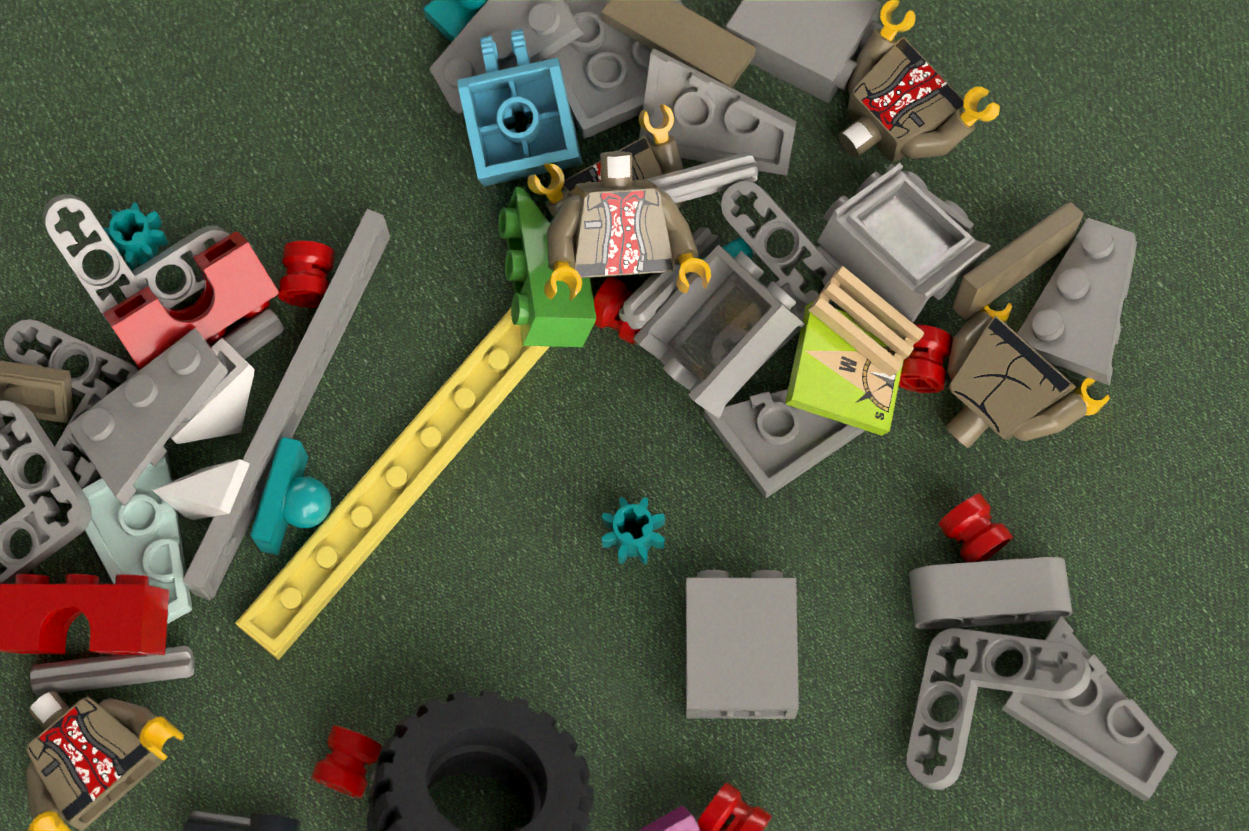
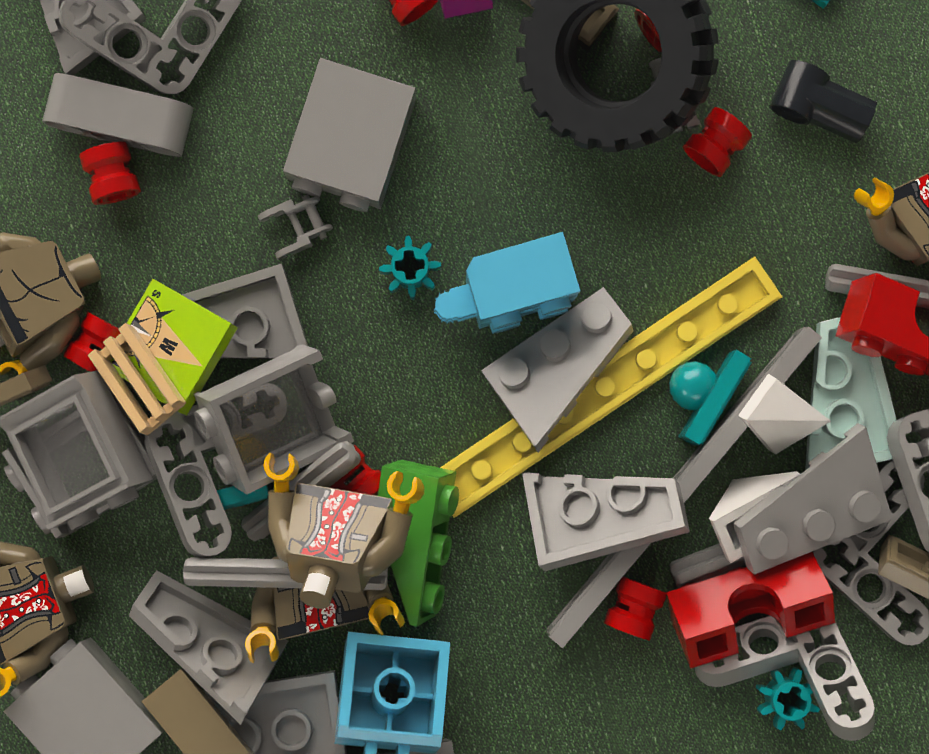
camera: 170 degrees left, 15 degrees up
(366, 340) = (595, 517): none -> light grey wing
(453, 479) = (554, 366): none -> light grey wing
(519, 533) = (512, 285): none -> medium azure hinge
(752, 528) = (303, 239): none -> light grey piece

